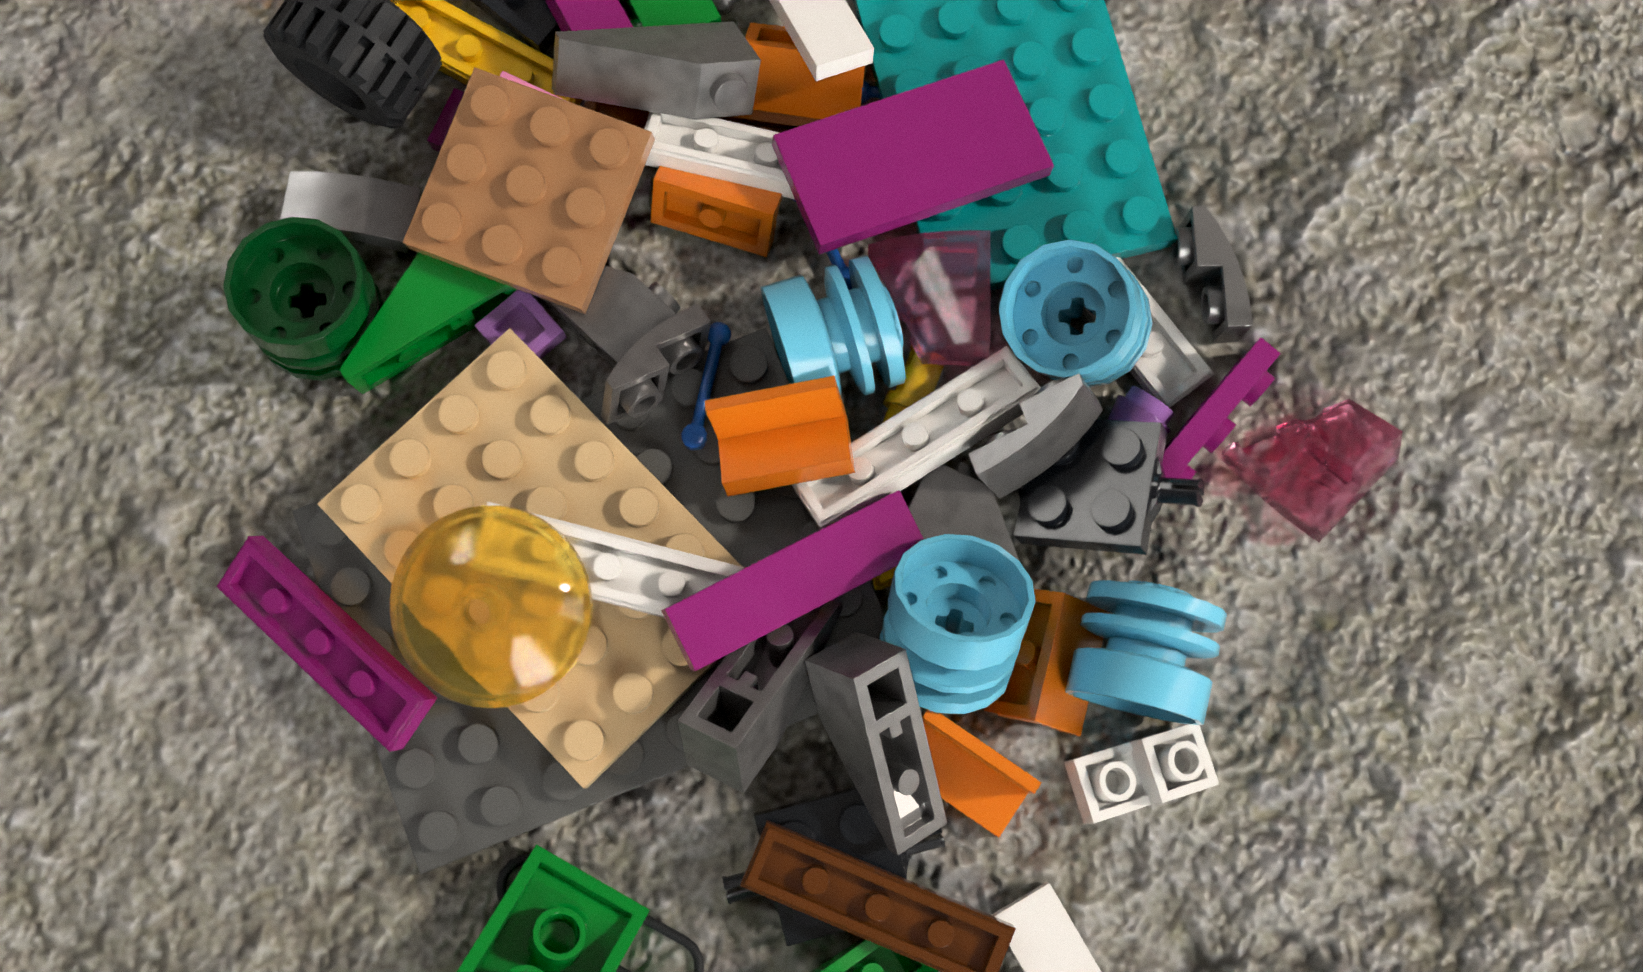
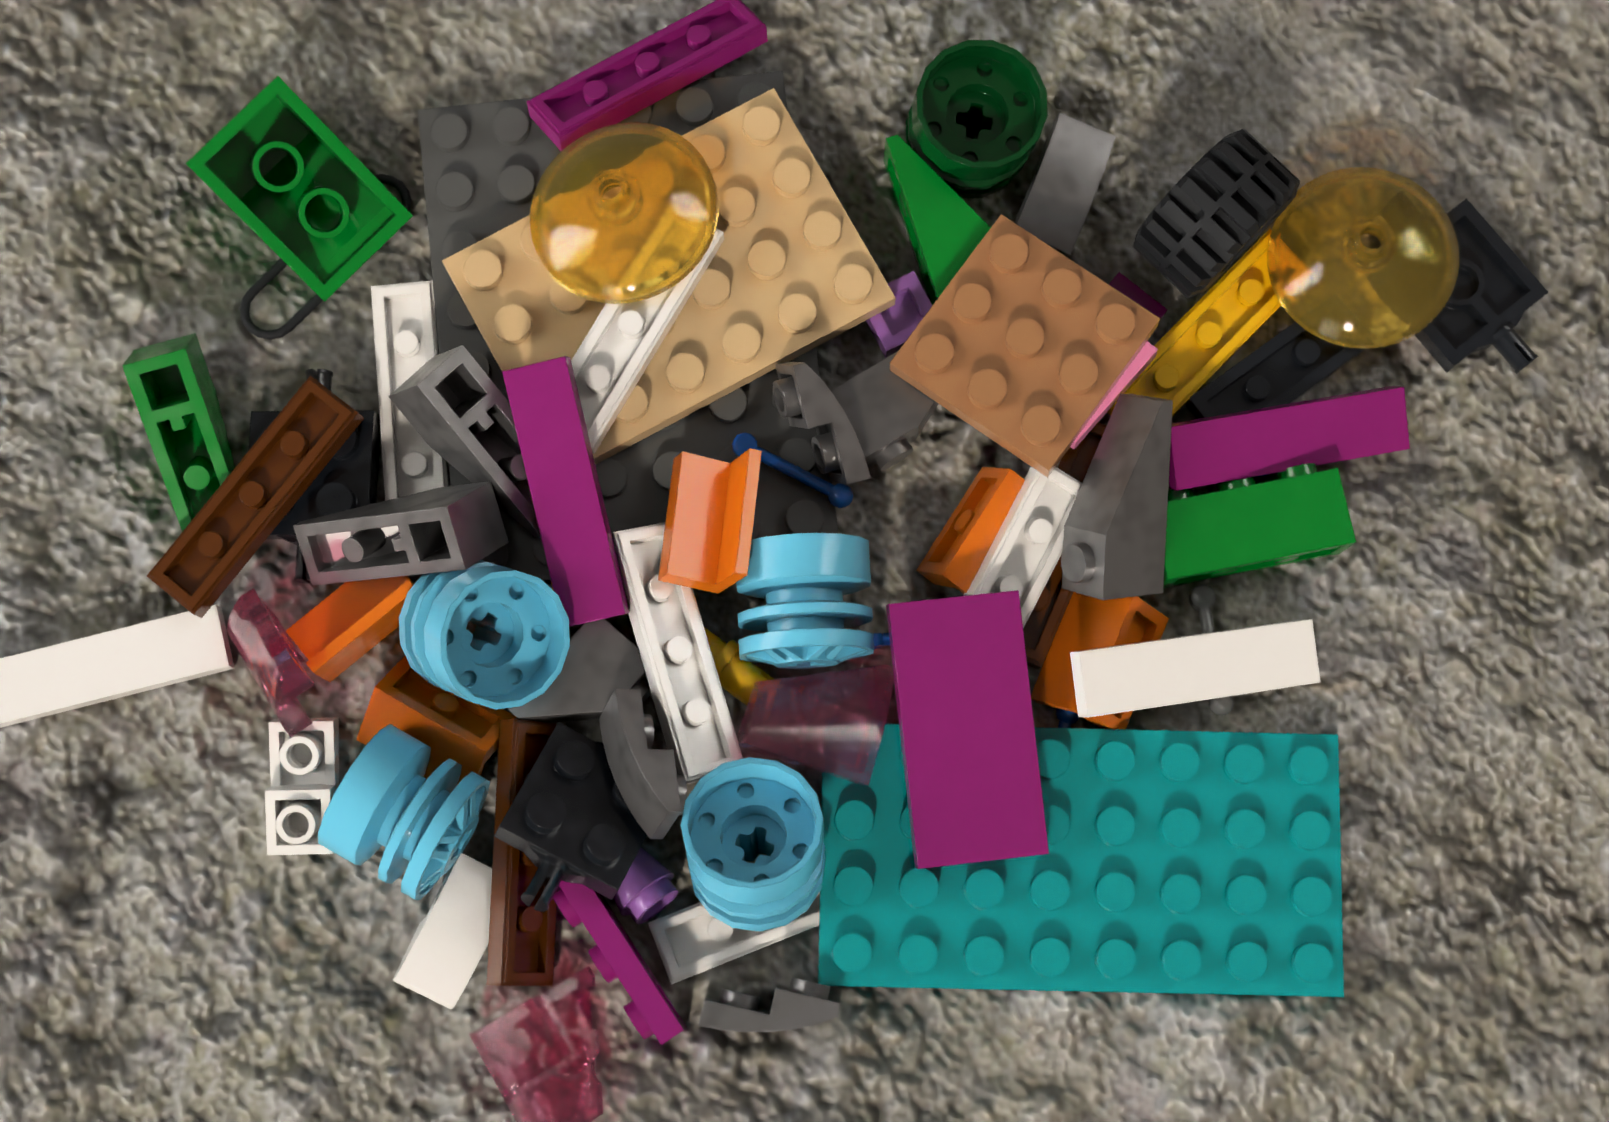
camera: 105 degrees right, 0 degrees up
(695, 803) = (404, 343): none -> white tile
(1036, 835) = (270, 659): none -> clear pink slope
(1225, 517) = (519, 937): none -> reddish brown tile
(1237, 577) = (451, 935): none -> white slope

